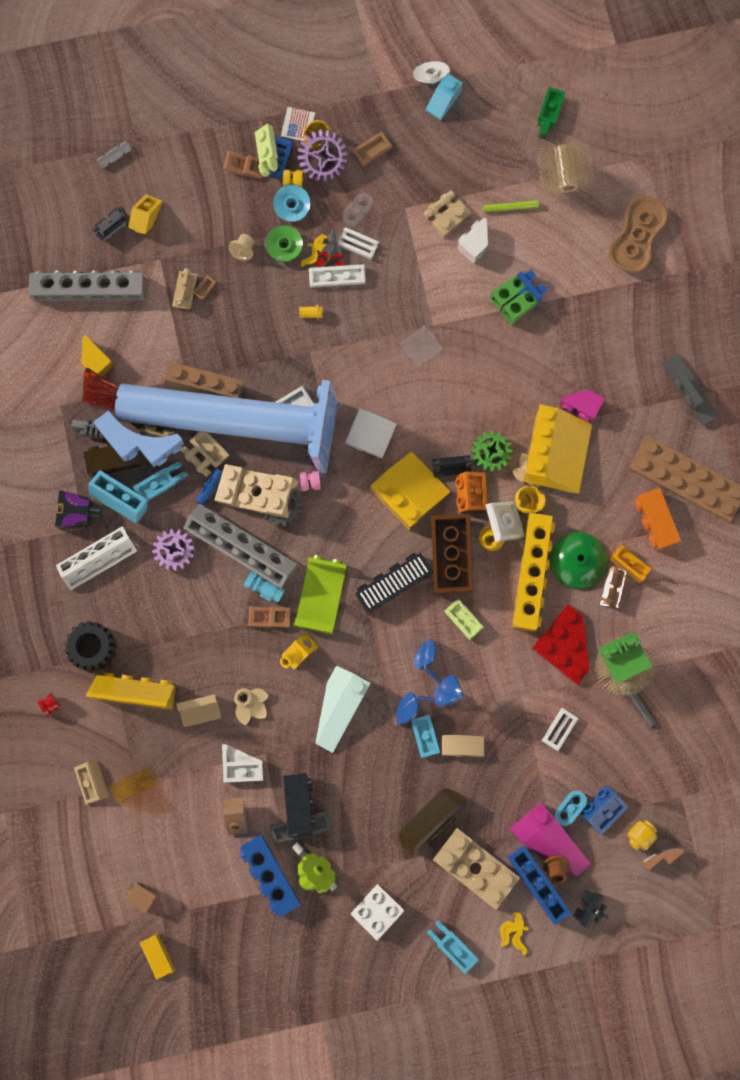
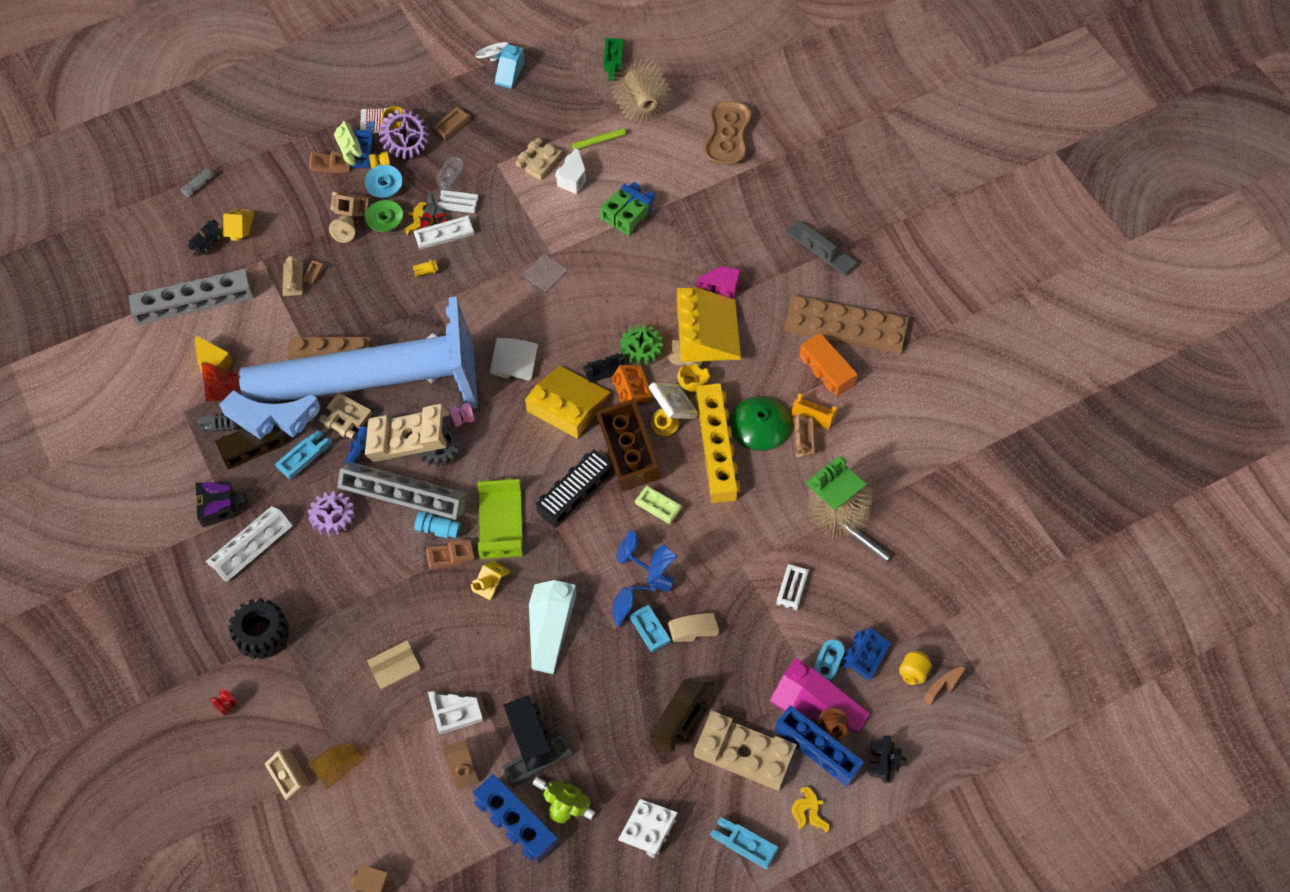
camera: 10 degrees left, 20 degrees down
(118, 497) = (260, 475): medium azure brick -> none
(133, 691) = (315, 664): yellow slope -> none
(252, 707) = (453, 647): tan plate -> none
(253, 222) = (349, 204): none -> medium nougat brick
(566, 645) = (772, 504): red plate -> none

